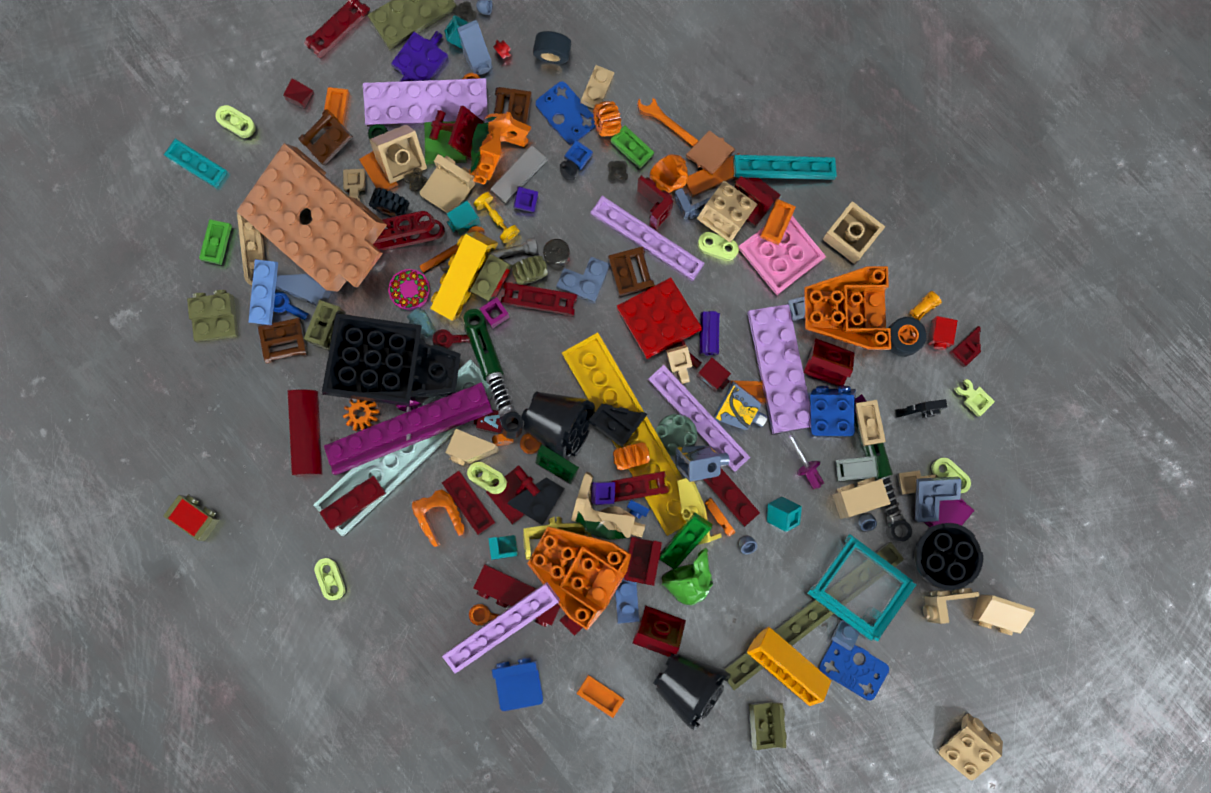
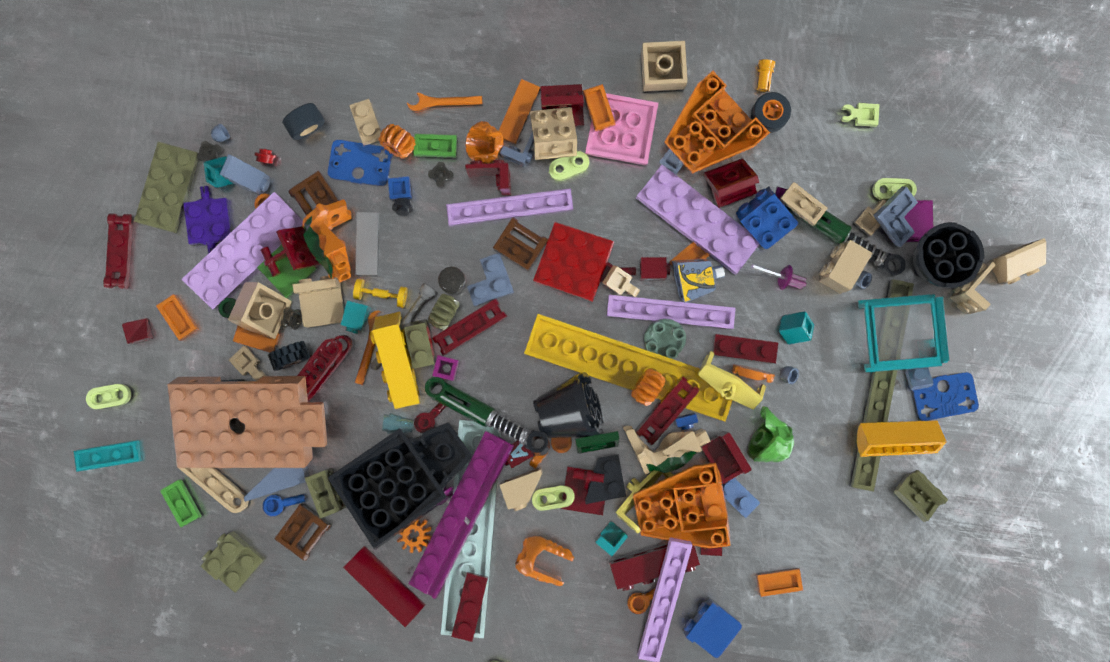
camera: 35 degrees left, 5 degrees up
(263, 292) = (255, 510): medium blue plate -> none
(330, 142) = (197, 347): reddish brown plate -> none
(409, 289) = (364, 407): tile -> none
(468, 502) = (555, 528): dark red plate -> none
(525, 199) = (390, 259): dark purple plate -> none
(603, 492) = (651, 432): dark purple plate -> none
(617, 422) = (614, 370): black wing -> none
(659, 632) = (782, 496): dark red bracket -> none
(685, 541) = (743, 413): green tile -> none
(691, 687) = (842, 519): black cone -> none
(700, 462) = (702, 345): sand blue torso -> none
(710, 152) = (499, 97): nougat piece -> none
(710, 333) = (622, 239): dark purple axle -> none
(784, 167) = (566, 60): teal plate -> none
(858, 468) = (822, 245): tile -> none
(926, 409) = (834, 156): black wing -> none
(942, 332) = (795, 85): red brick -> none
(968, 348) = (824, 79): dark red tile -> none
(972, 748) = (1081, 378): tan bracket -> none

